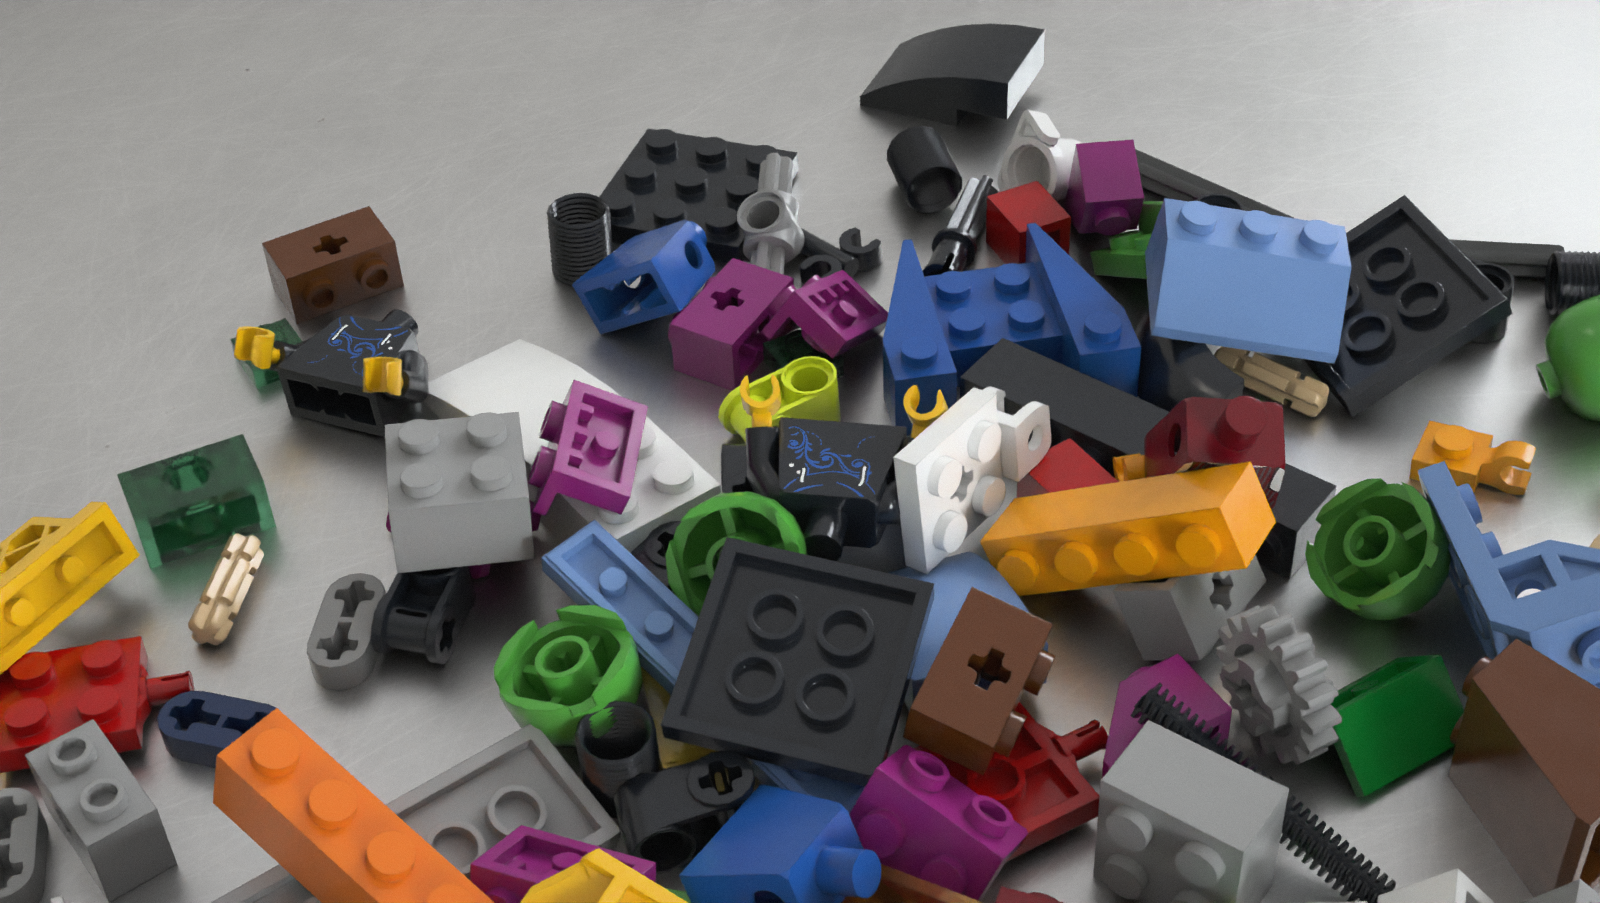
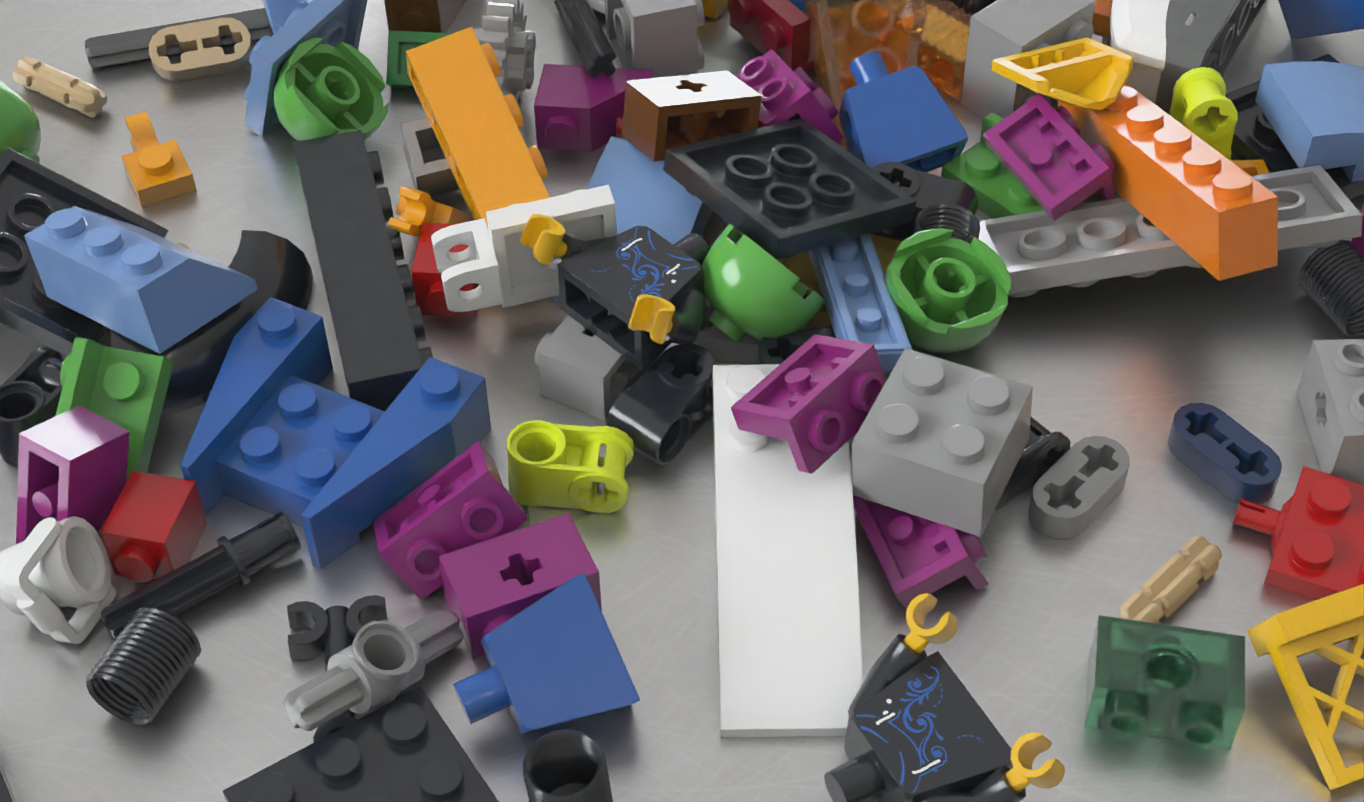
camera: 145 degrees left, 5 degrees up
(1220, 434) = (379, 121): dark red torso -> none

